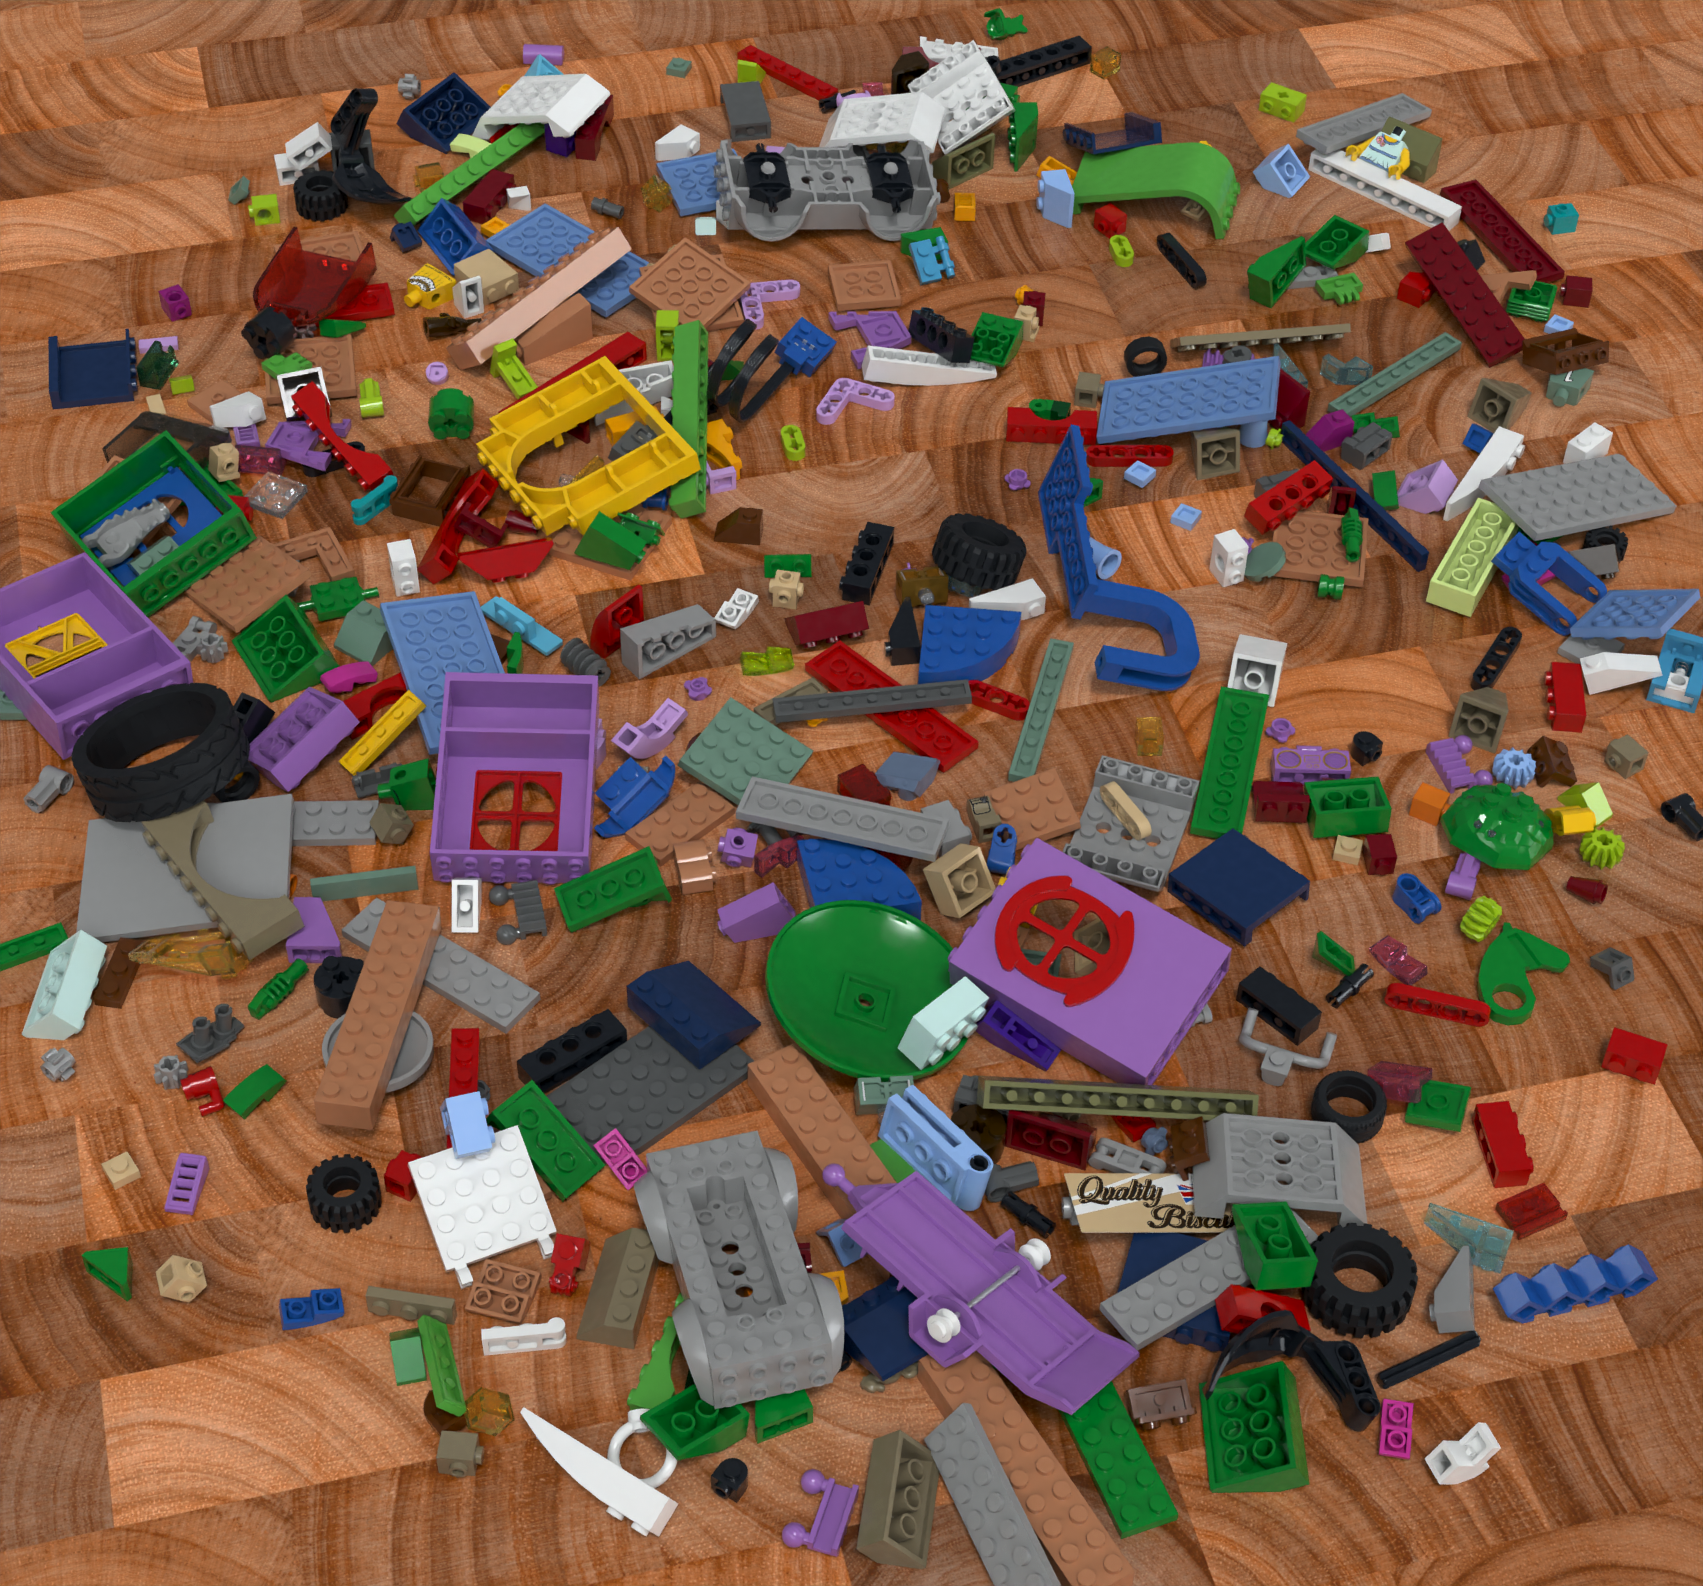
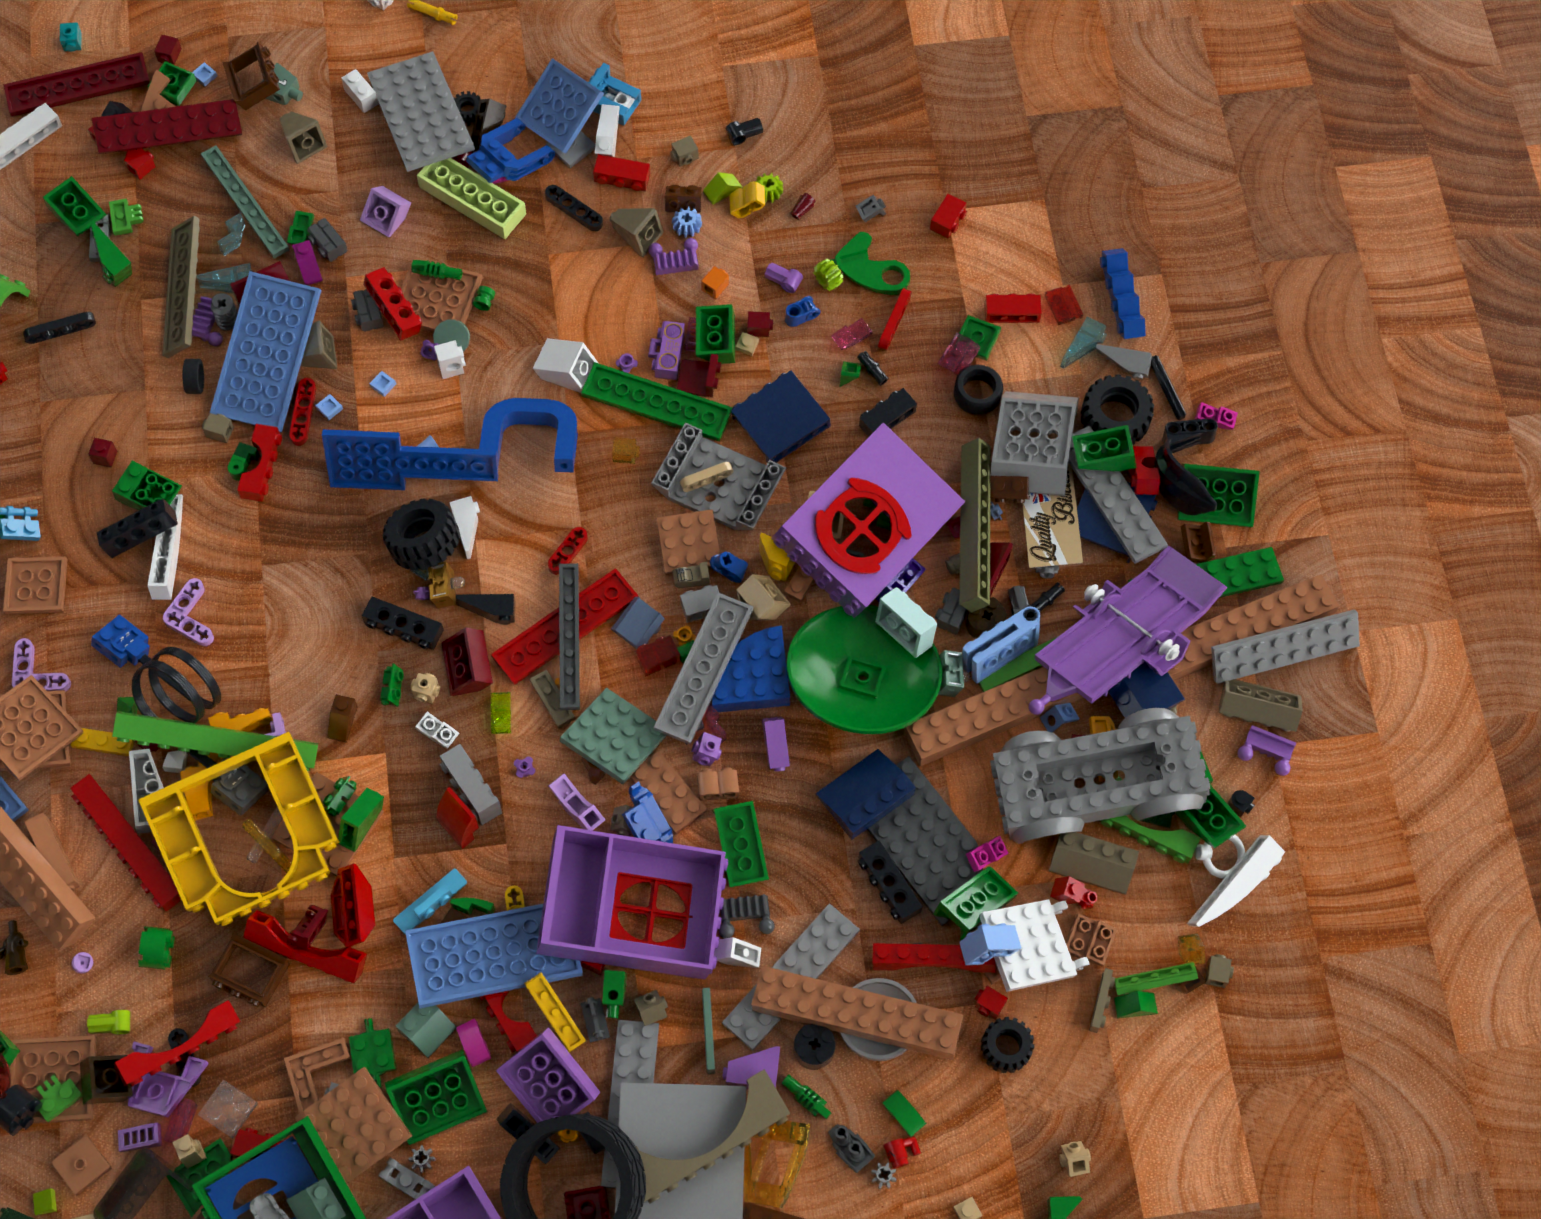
camera: 85 degrees left, 20 degrees up
(187, 1166) = (984, 1169): medium lavender slope -> none
(238, 411) = (107, 1141): white slope -> none
(309, 1311) = (1096, 1070): blue slope -> none
(374, 501) = (253, 1018): teal plate -> none
(403, 567) = (357, 992): white brick -> none
(507, 365) = (104, 891): lime bracket -> none
(520, 523) = (302, 898): dark red cone -> none
(524, 1337) = (1129, 924): white plate -> none
(584, 661) = (487, 851): dark grey piece -> none
(665, 331) = (83, 753): lime brick -> none
(791, 443) = (236, 666): lime beam -> none
(877, 329) = (104, 578): medium lavender wing -> none
(966, 643) = (511, 564): blue brick -> none
(1017, 479) = (318, 494): medium lavender plate -> none
(1019, 295) = (78, 458): light orange plate -> none
(1028, 316) = (119, 460): tan brick -> none
(1041, 710) = (590, 521): sand green plate -> none
(1121, 251) = (31, 372): lime beam -> none
(1125, 1158) = (1010, 530): light grey plate -> none
(1278, 1060) = (937, 421): light grey piece -> none
(1340, 500) = (398, 267): dark red slope -> none
(1366, 748) = (654, 311): black plate -> none
(1367, 507) = (389, 258): dark blue plate -> none
(1378, 242) = (65, 173): white slope -> none
(1385, 489) = (381, 237): green slope -> none
(1463, 1459) = (1240, 383): white brick -> none
(1477, 438) = (333, 161): blue tile -> none
(1494, 461) = (371, 163): white slope -> none
(1499, 827) = (747, 245): green rock -> none

